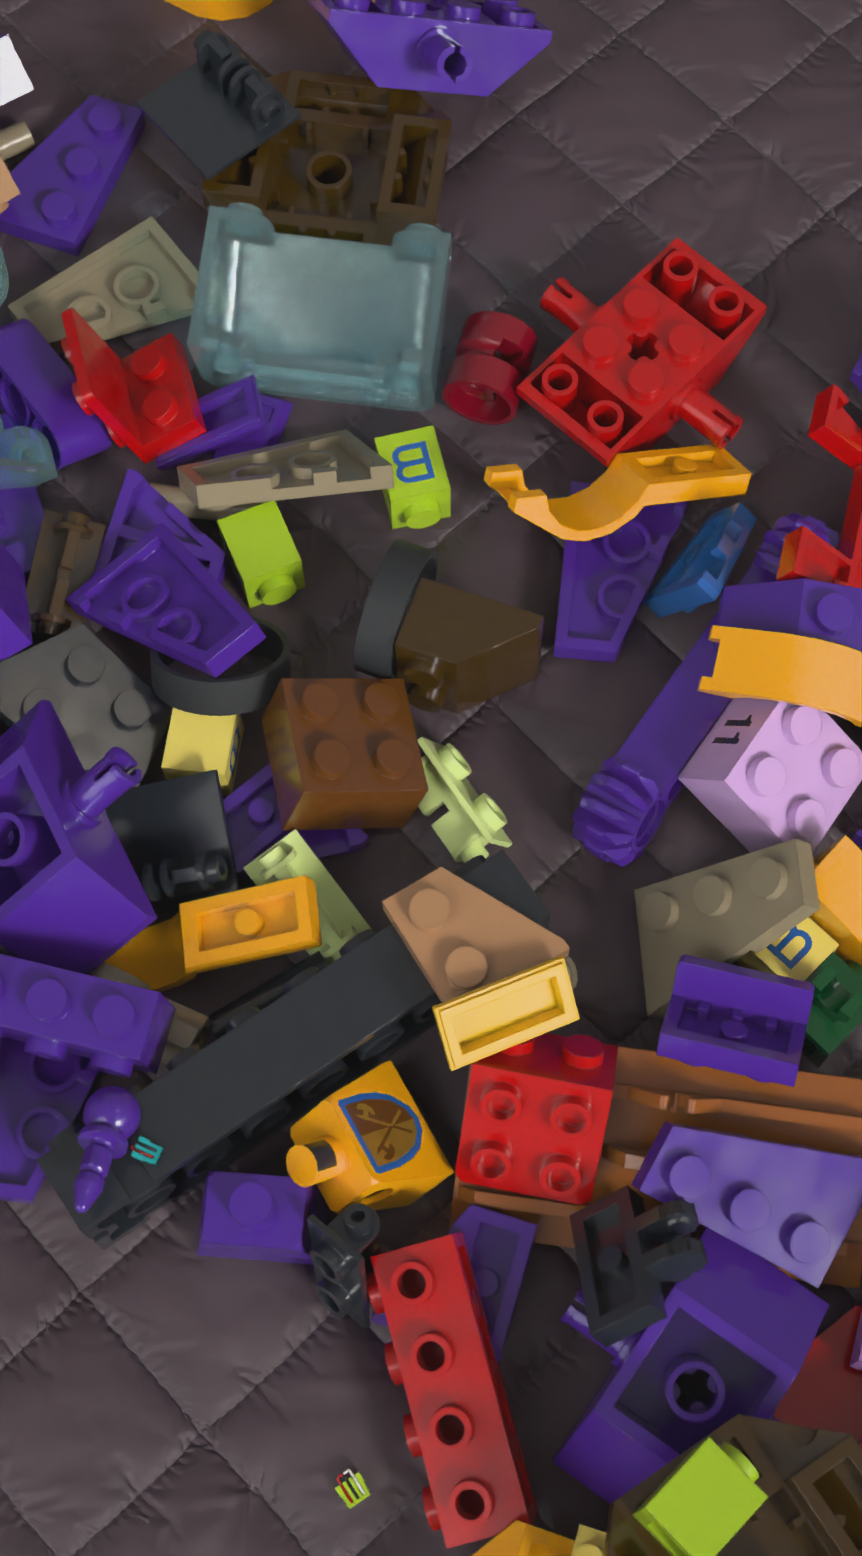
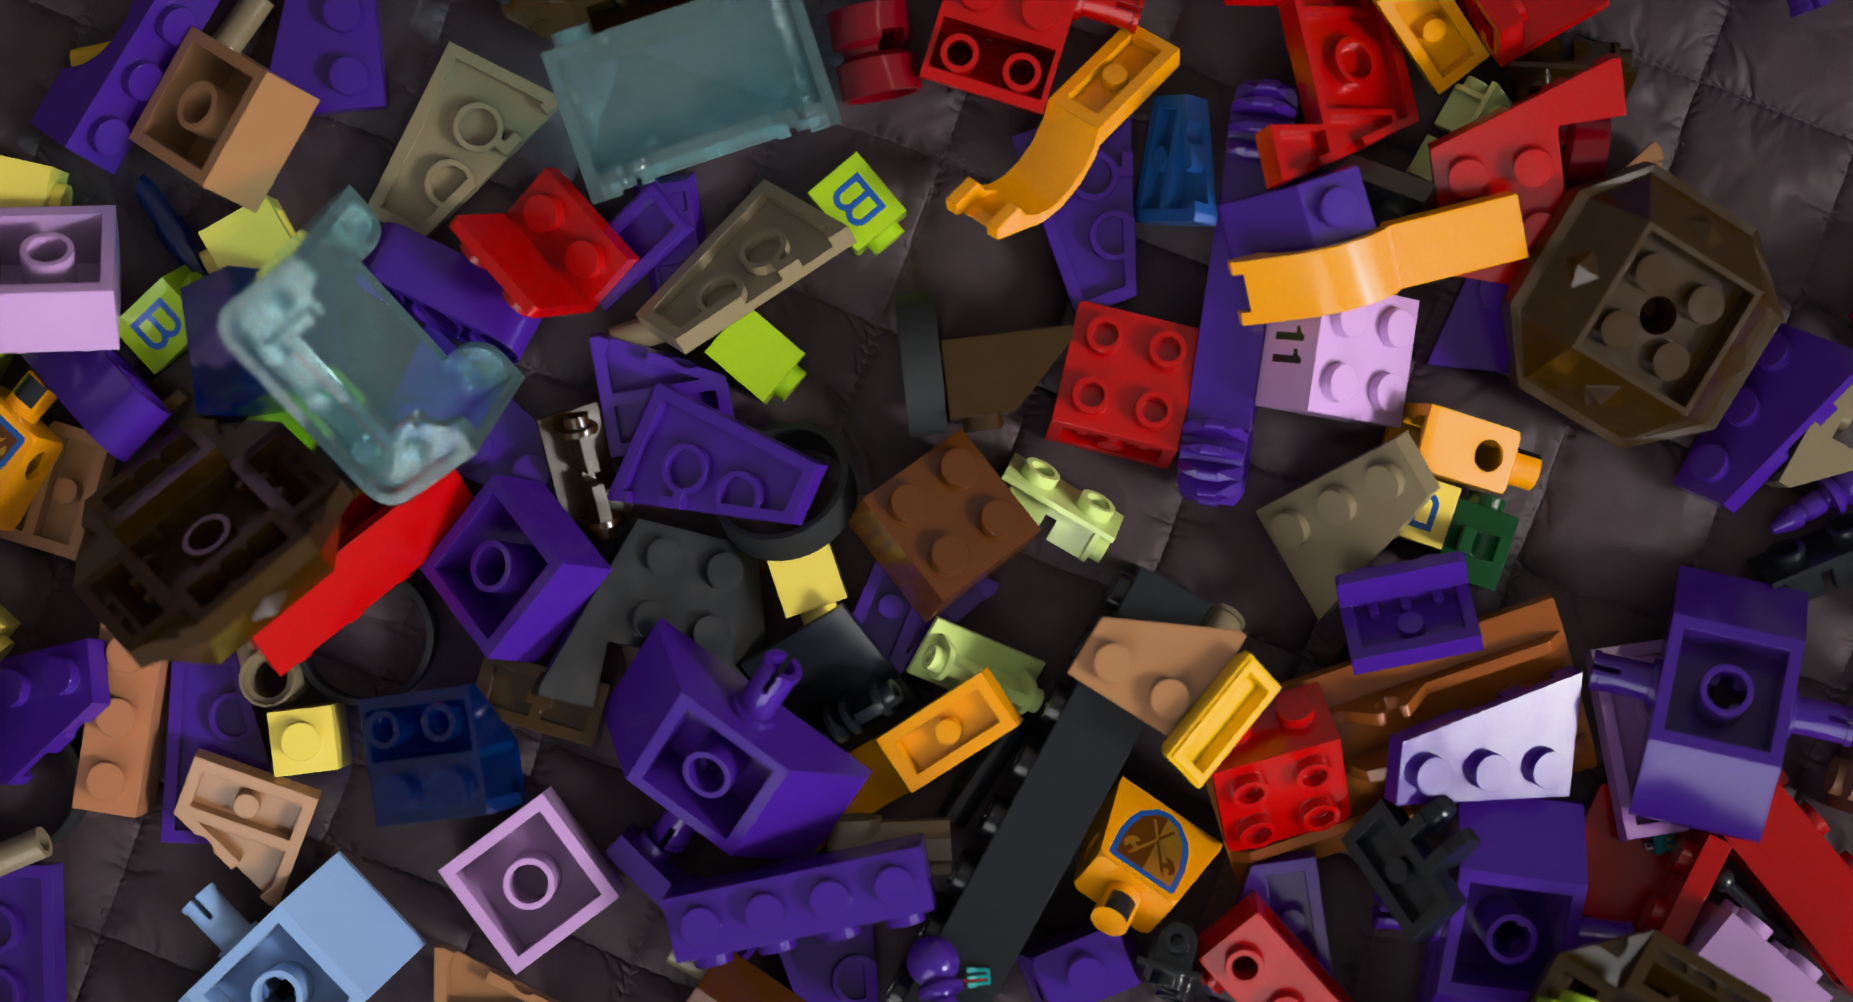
camera: 30 degrees left, 20 degrees up
(561, 720) = (1124, 385): none -> red bracket

